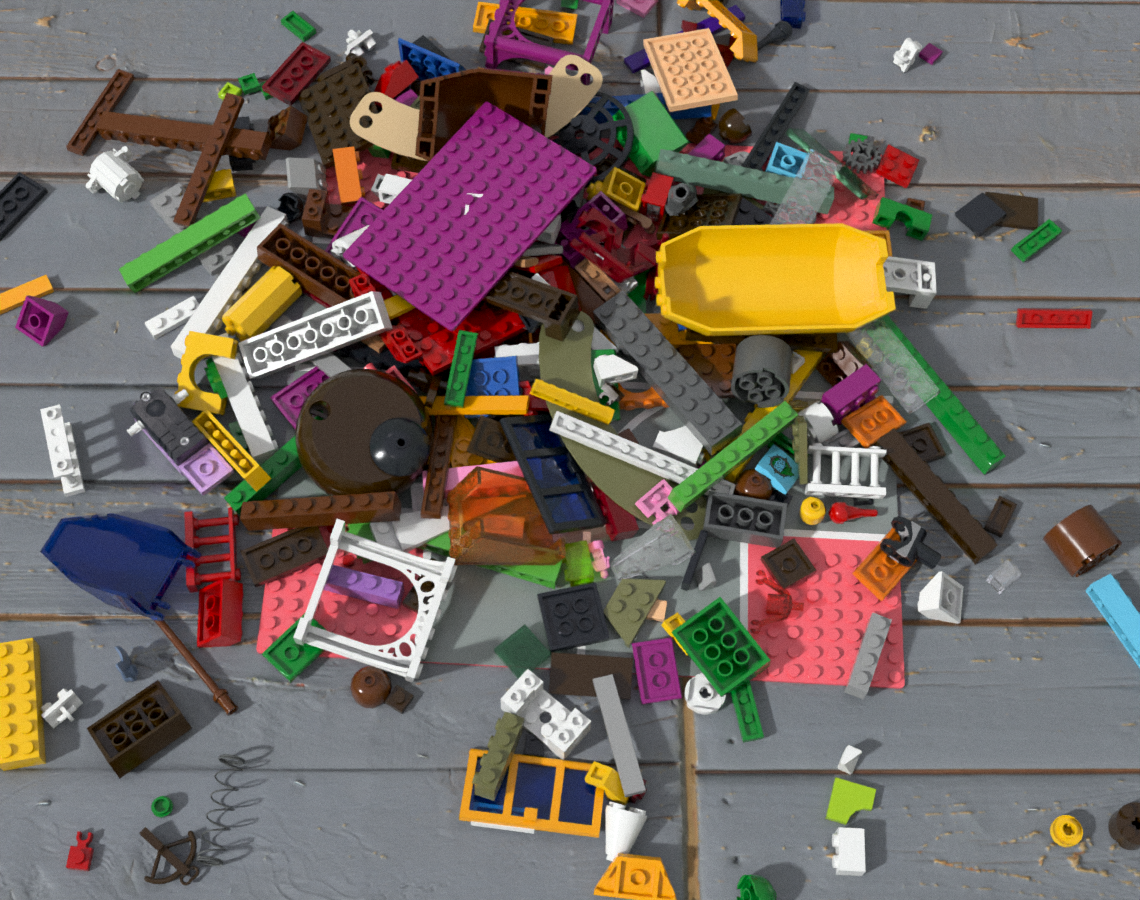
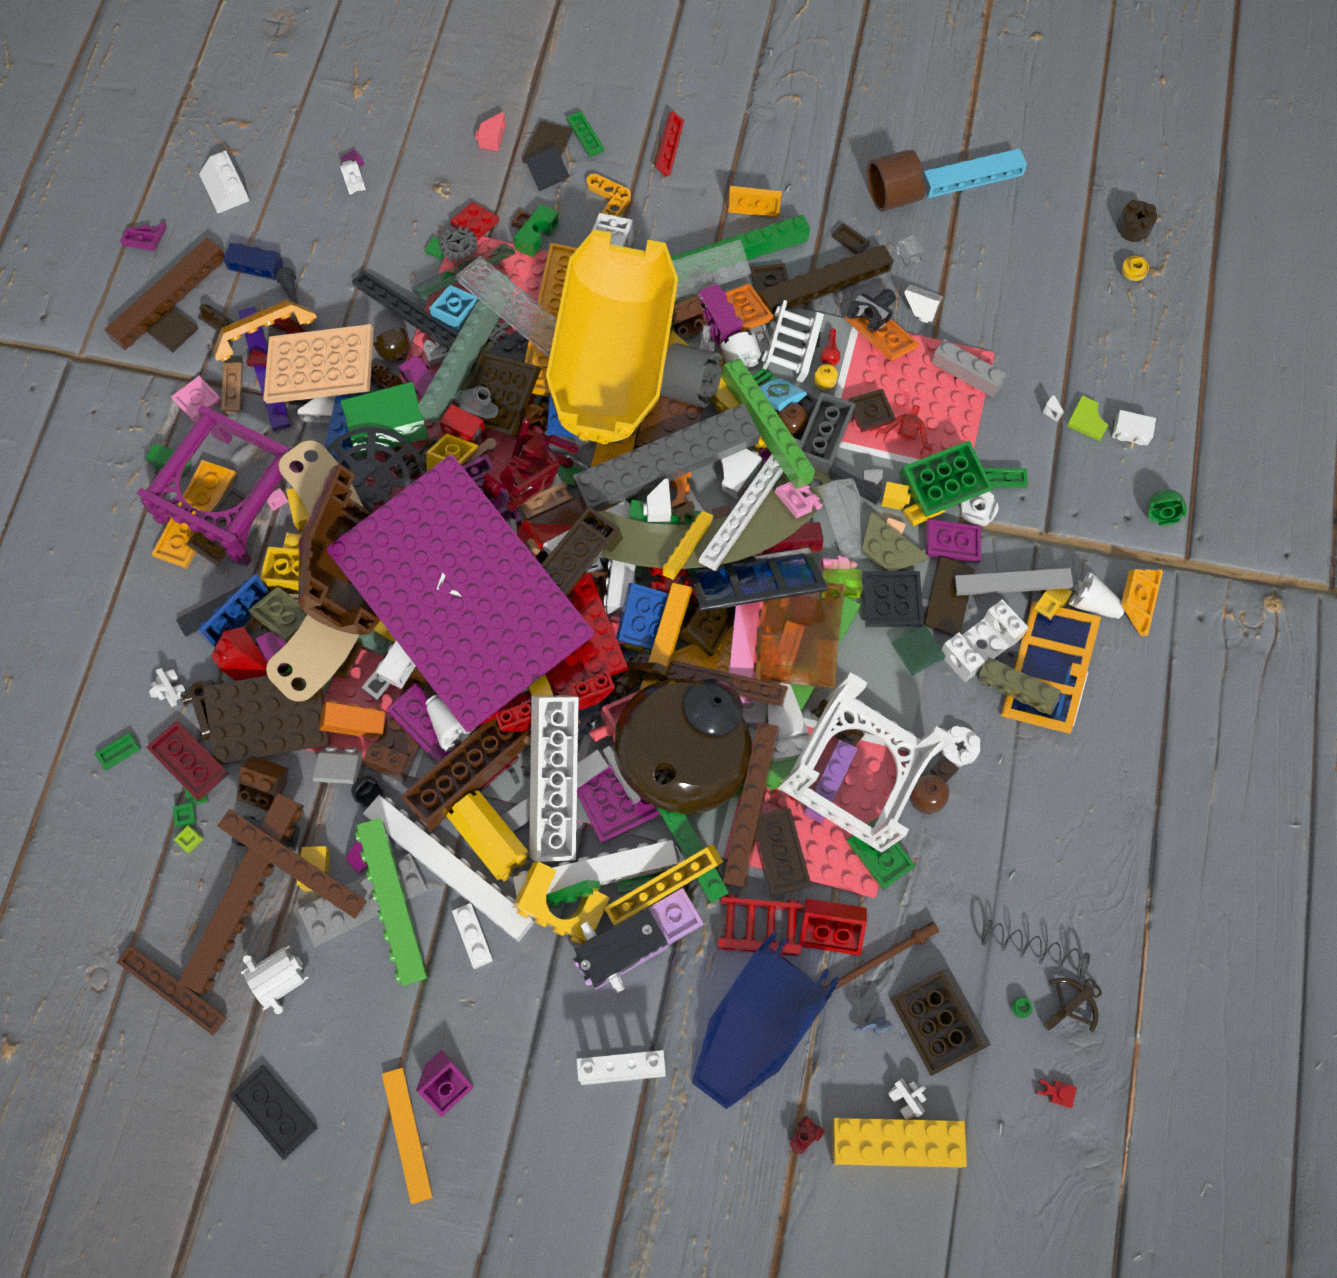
camera: 75 degrees left, 5 degrees up
(22, 623) = (805, 1135): none -> dark red plate
(423, 700) = (970, 742): none -> white plate
(460, 369) = (630, 638): green tile -> none
(656, 19) = (232, 388): none -> medium nougat plate
(691, 601) = (895, 496): none -> yellow brick
(799, 446) = (768, 364): olive wing -> none
(815, 393) = (707, 345): none -> clear slope
(967, 284) = (613, 196): none -> light orange beam
(1006, 159) = (491, 132): none -> coral slope
(1006, 408) = (754, 201): none -> light orange tile

